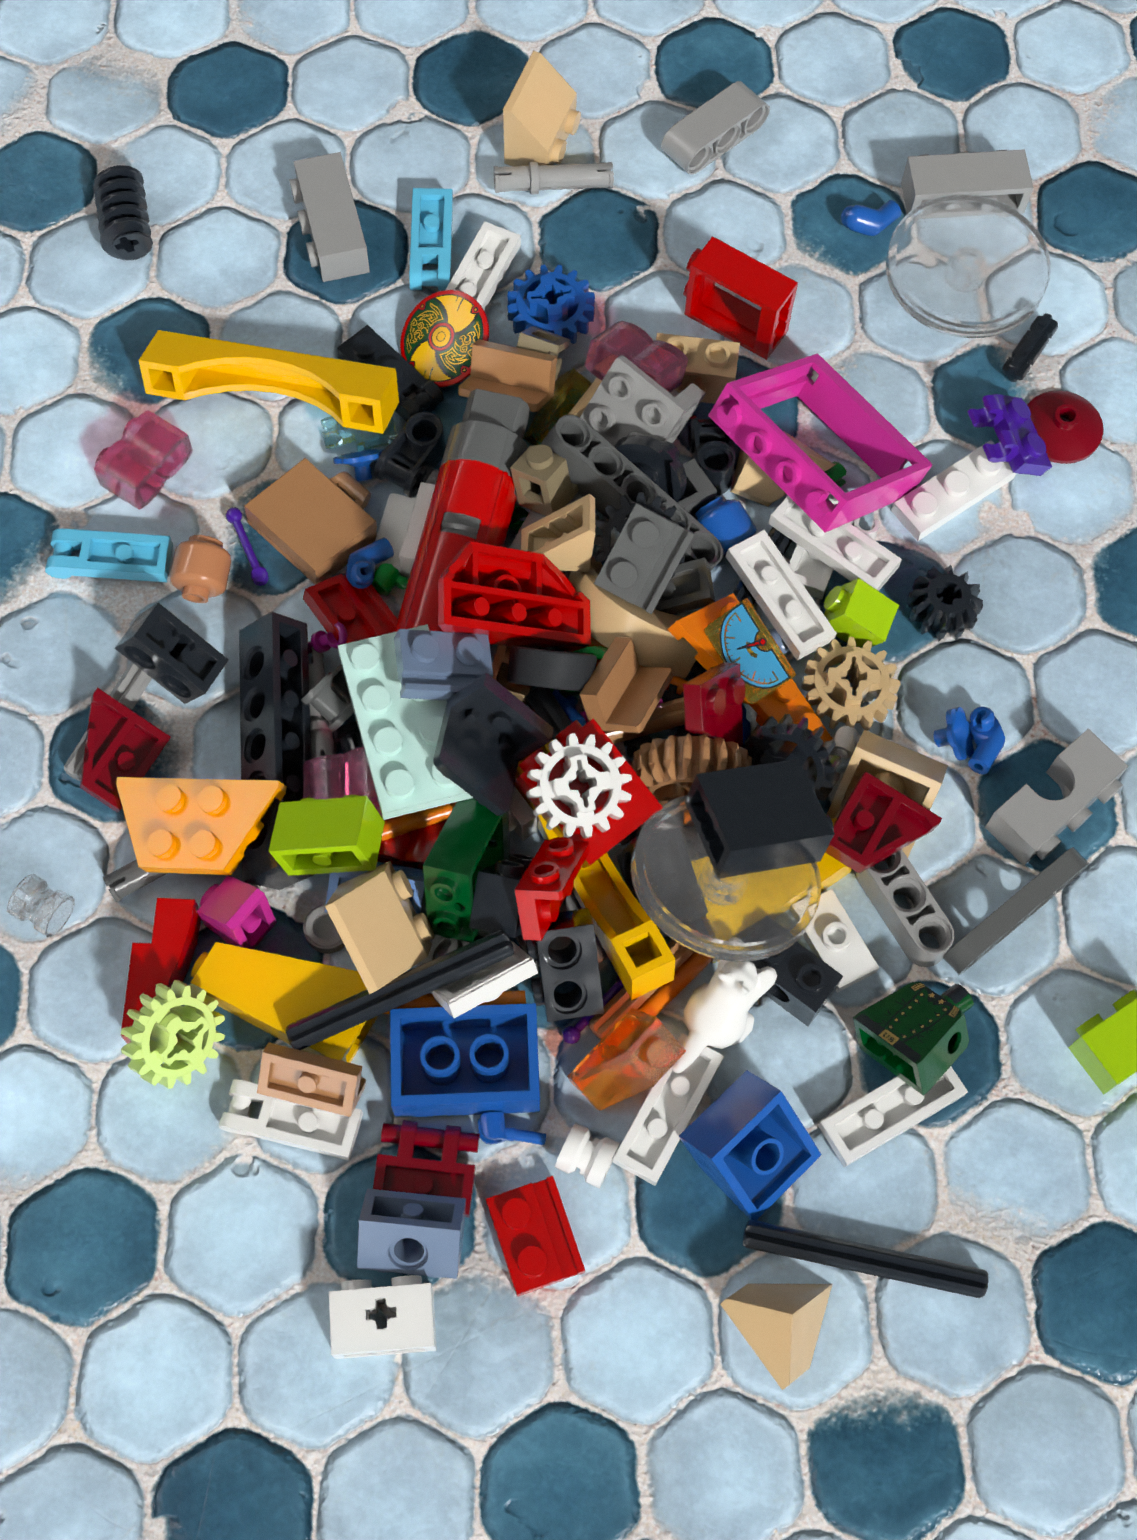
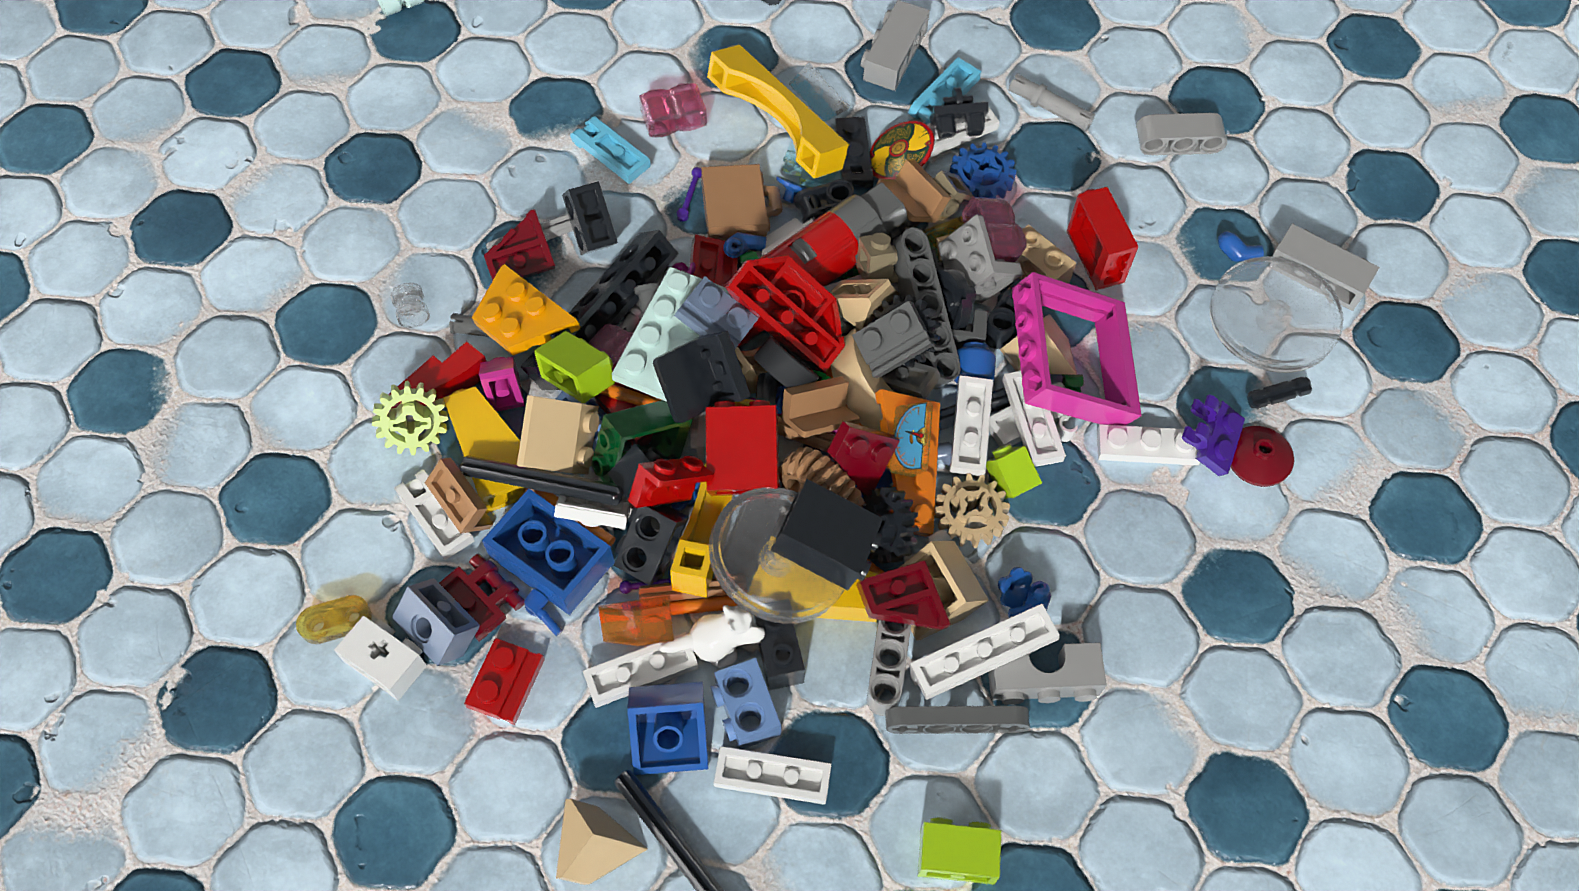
camera: 40 degrees right, 5 degrees down
(200, 568) = (650, 186): nougat head -> none
(286, 1321) = (335, 617): none -> clear yellow plate
(288, 330) = (818, 93): none -> clear slope
(493, 246) = (959, 110): none -> black hips
(539, 115) = (1069, 58): tan slope -> none
(589, 1156) = (570, 657): white wheel -> none
(599, 782) = (718, 427): white gear -> none
(813, 1046) = (753, 702): none -> medium blue brick
(838, 943) = (828, 652): white plate -> none
(916, 1032) = (824, 739): dark green torso -> none
(961, 600) = (1065, 502): black gear -> none
(994, 822) = (983, 651): none -> white fence

